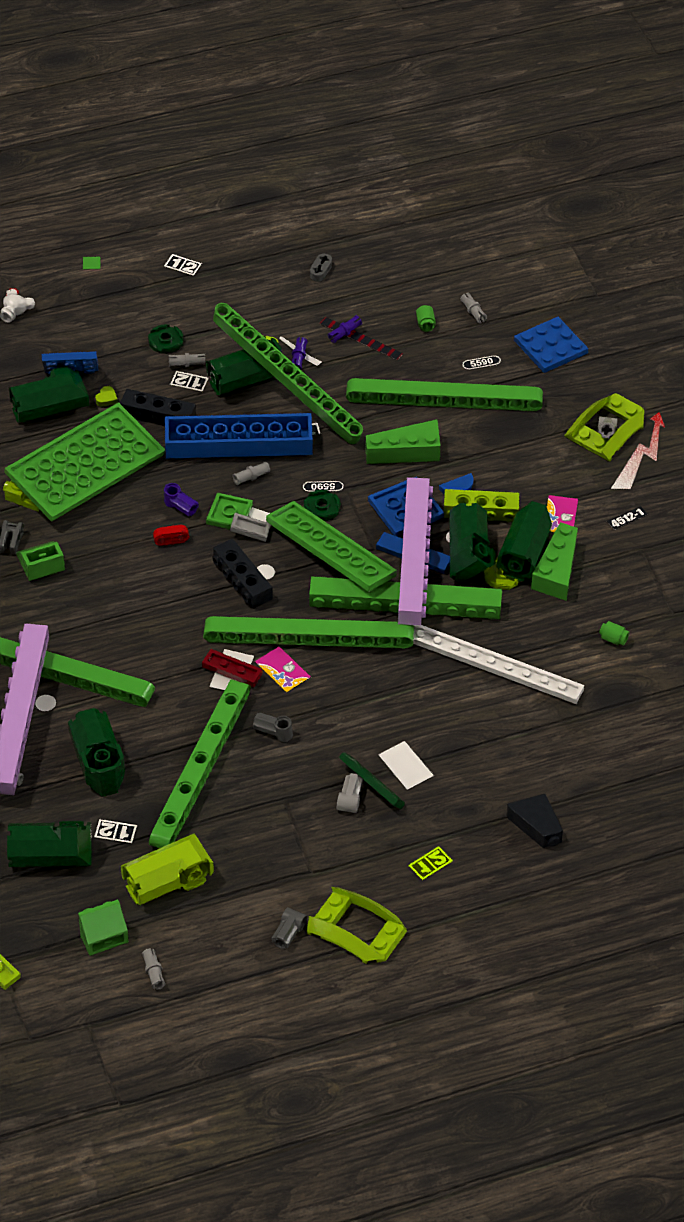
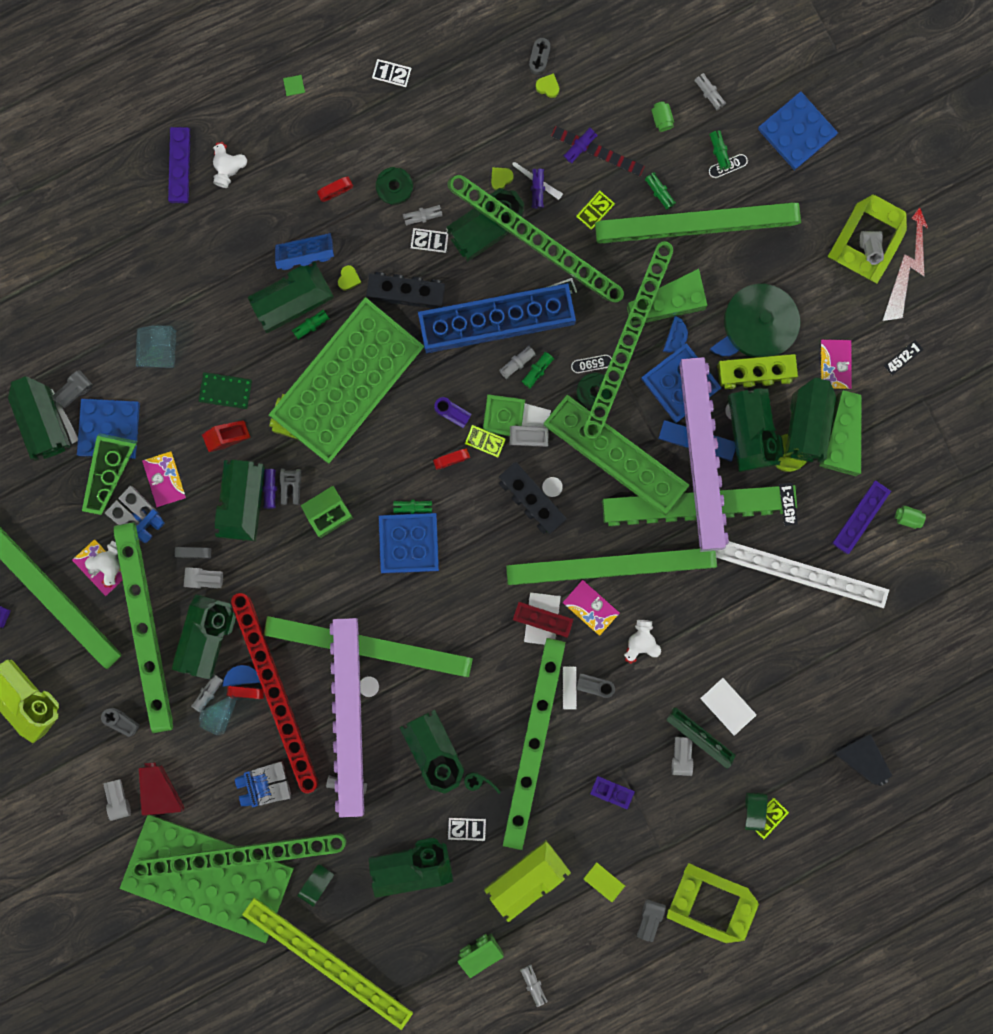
camera: 10 degrees left, 35 degrees up
(61, 423) = (310, 324): none -> green pin
(110, 332) = (335, 189): none -> red beam
(113, 593) = (408, 543): none -> blue plate
(124, 567) = (412, 506): none -> green pin
(134, 785) = (480, 778): none -> dark green panel
(207, 528) = (485, 441): none -> clear neon green sticker
(246, 730) = (569, 687): none -> white sticker
(247, 894) = (604, 882): none -> lime sticker
(270, 817) = (612, 792): none -> dark purple slope
(278, 475) = (537, 370): none -> green pin
(324, 287) = (548, 85): none -> lime tile
(328, 696) = (642, 642): none -> white animal
(355, 372) = (595, 209): none -> clear neon green sticker
(357, 457) = (634, 333): none -> bright green beam
(409, 470) = (677, 336): none -> blue tile
(412, 368) = (660, 191): none -> green pin
(417, 850) = (756, 810): none -> dark green panel
(475, 348) = (720, 150): none -> green pin
(492, 469) = (762, 321): none -> dark green dish
(492, 601) = (788, 504): none -> black sticker
(565, 628) = (861, 517): none -> dark purple plate

